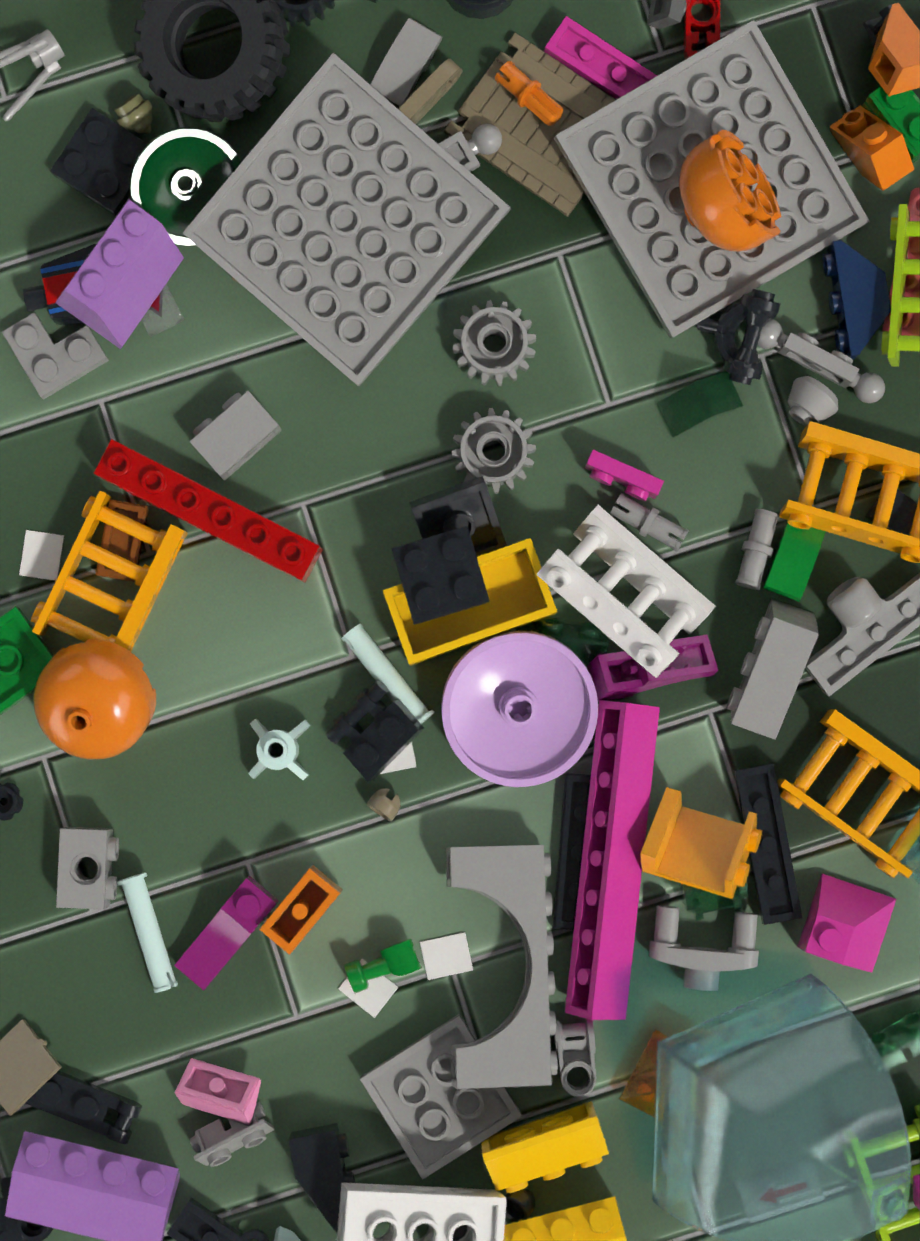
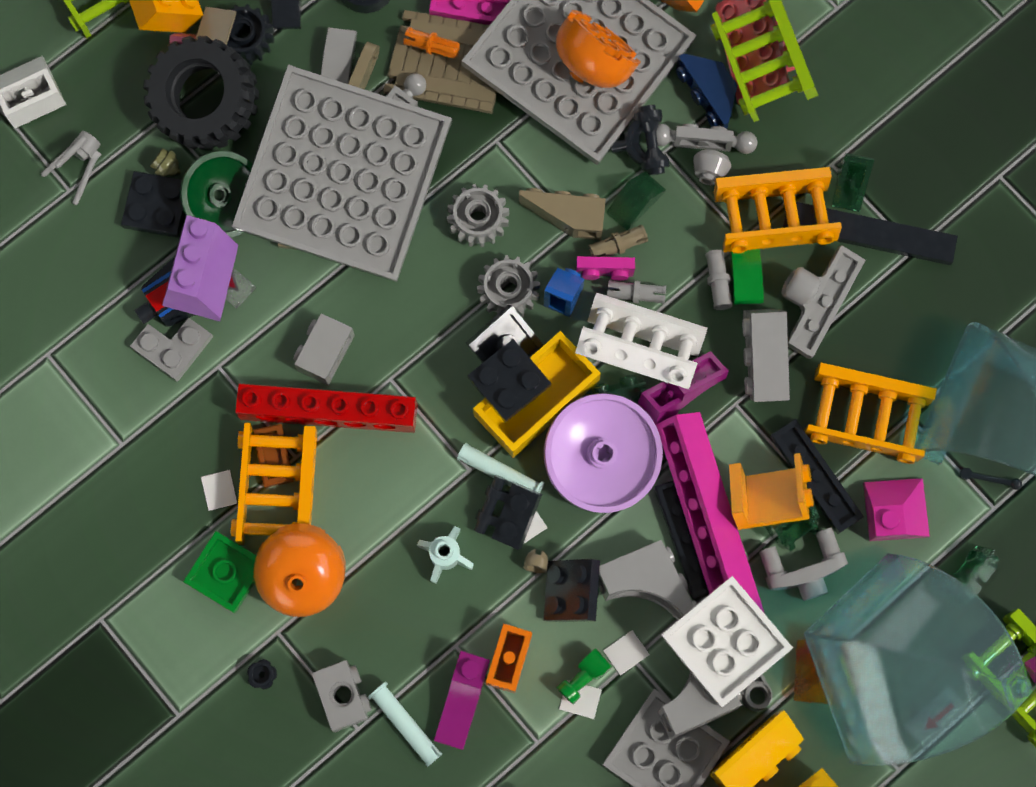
camera: 25 degrees left, 10 degrees down
(410, 860) = (571, 590): none -> black plate
(559, 484) = (563, 291): none -> blue slope
(565, 1006) = (726, 641): none -> white plate
(613, 392) = (570, 213): none -> dark tan slope
(653, 450) = (619, 242): none -> dark tan pin

